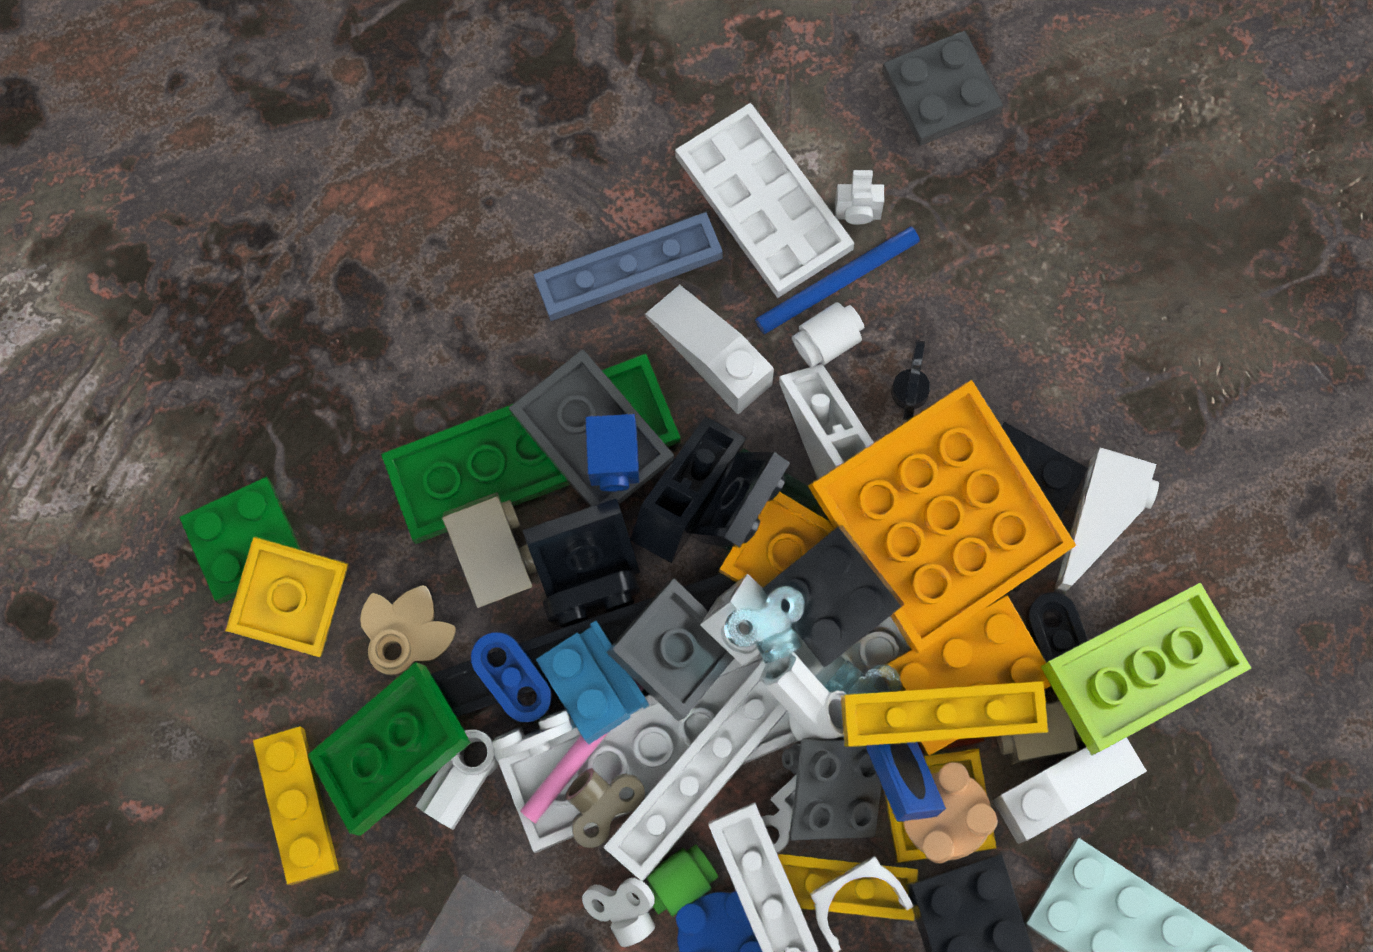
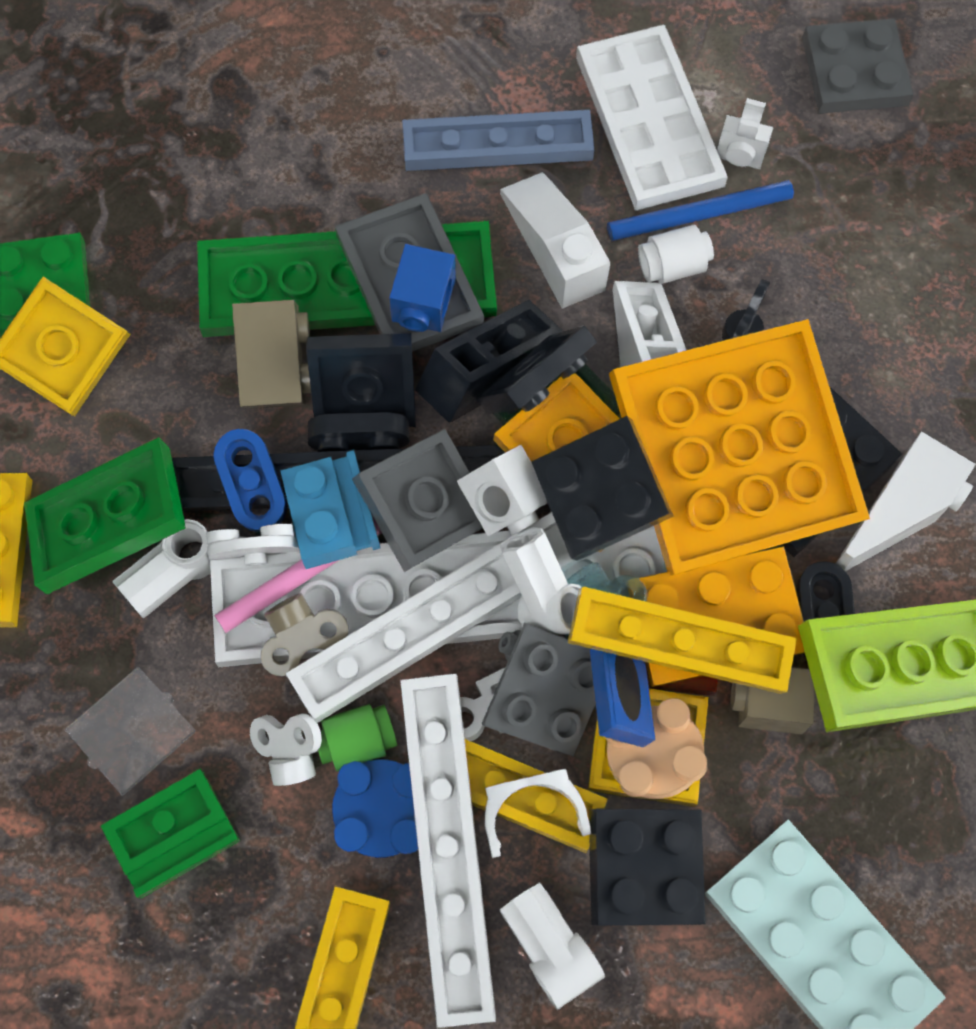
camera: 10 degrees right, 5 degrees down
(404, 623) = (166, 408): tan plate -> none
(769, 626) = (525, 493): clear light blue piece -> none
(1067, 789) = (789, 763): white slope -> none

